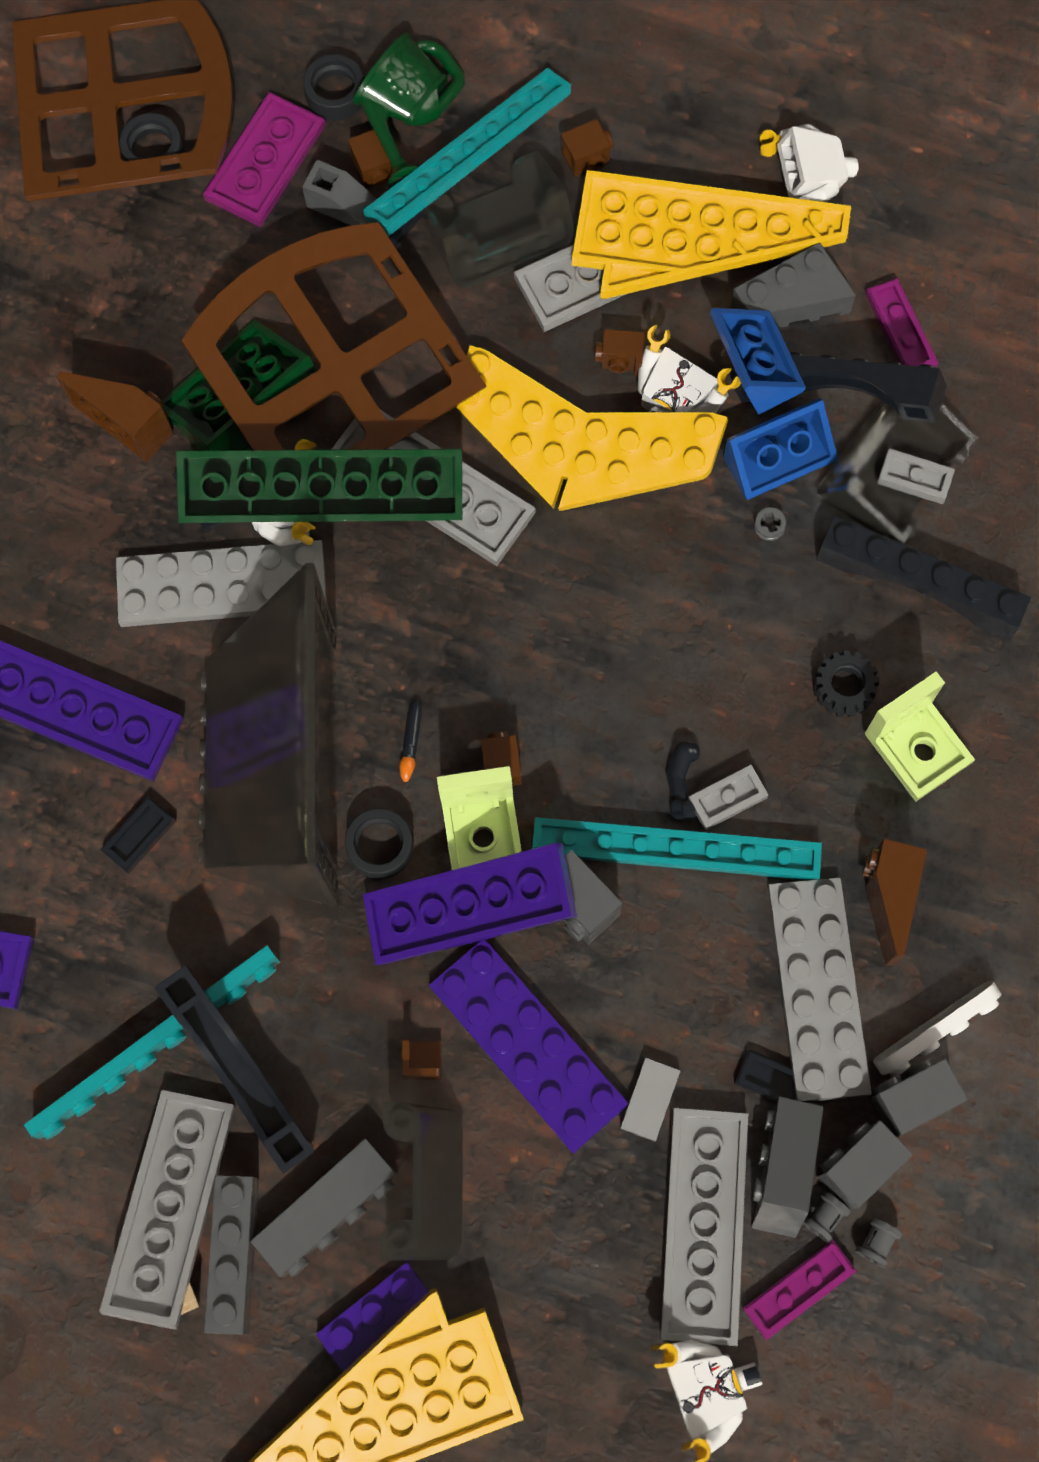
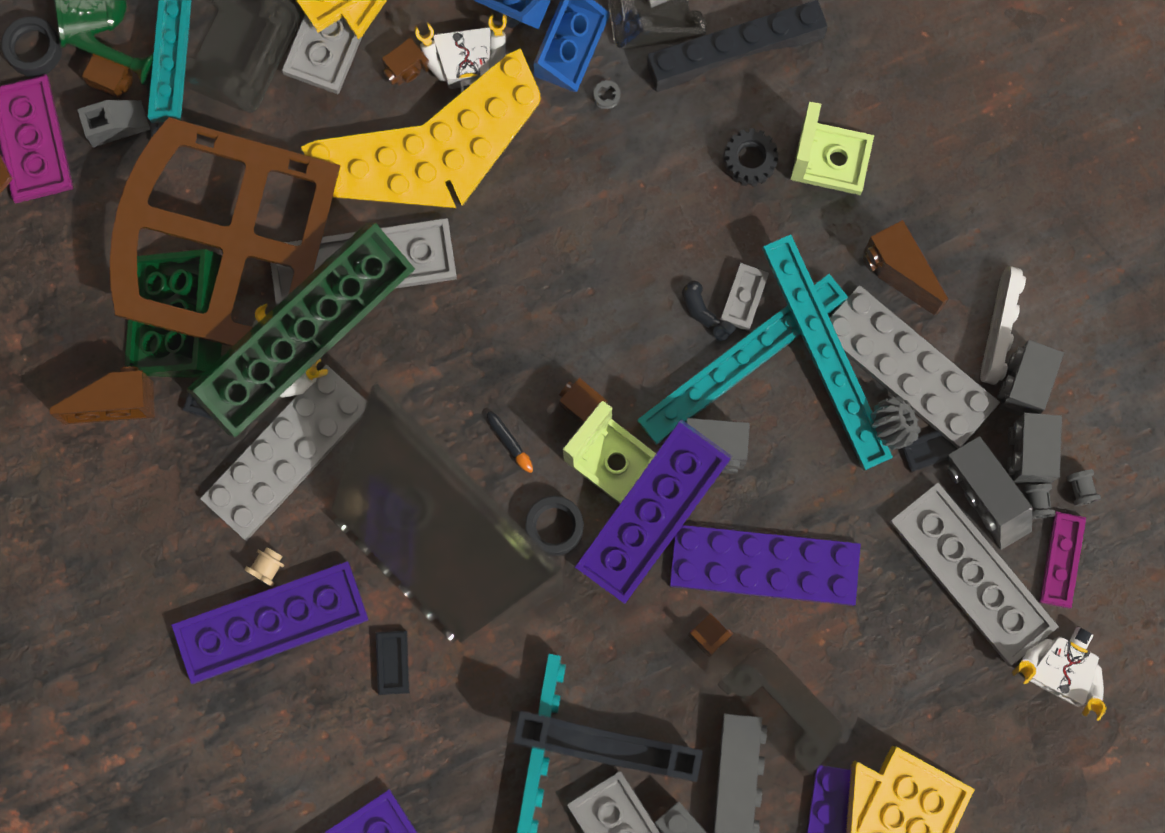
camera: 45 degrees left, 5 degrees up
(112, 659) = (265, 566): none -> tan brick
(650, 1099) = (870, 529): light grey tile -> none
(753, 909) = (826, 351): none -> teal plate
(758, 1025) = (895, 422): none -> dark grey gear

